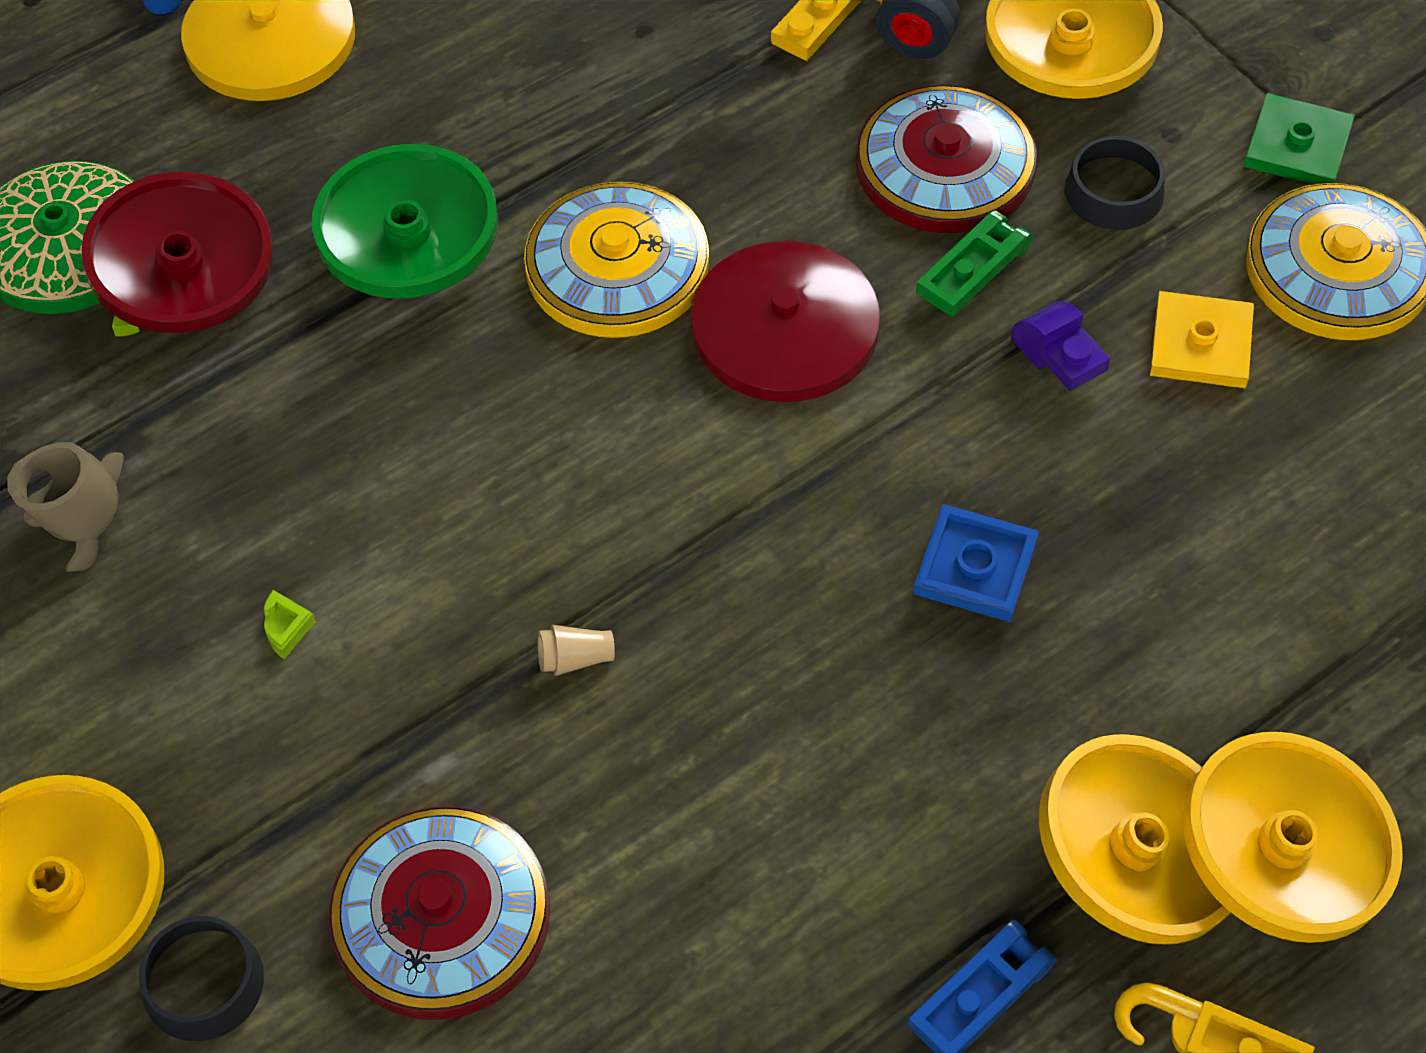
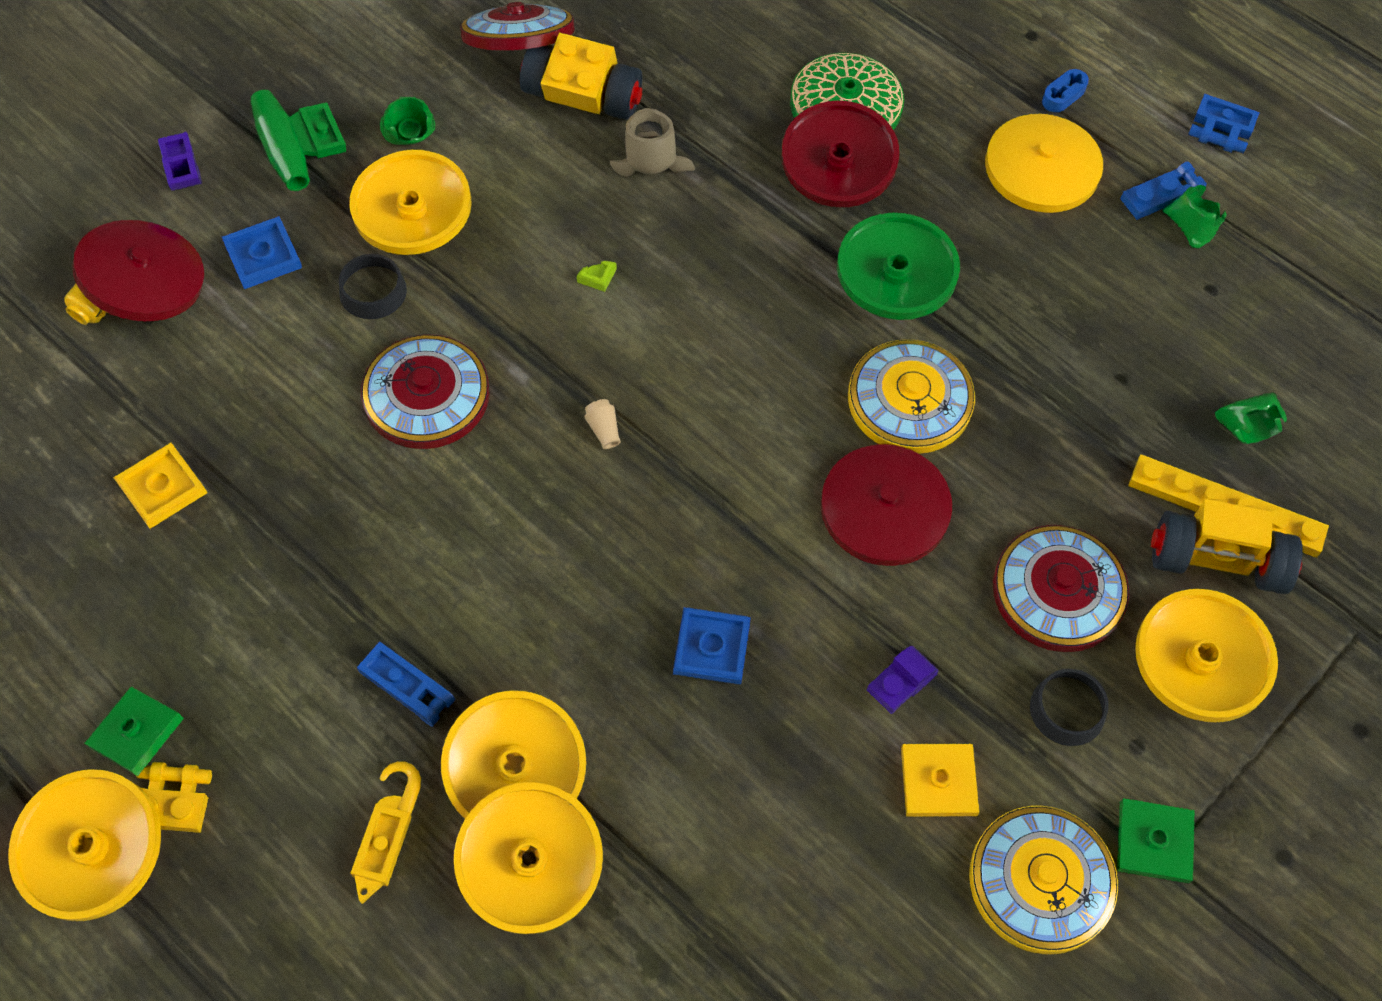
camera: 75 degrees right, 5 degrees up
(973, 263) = (965, 615): green plate -> none

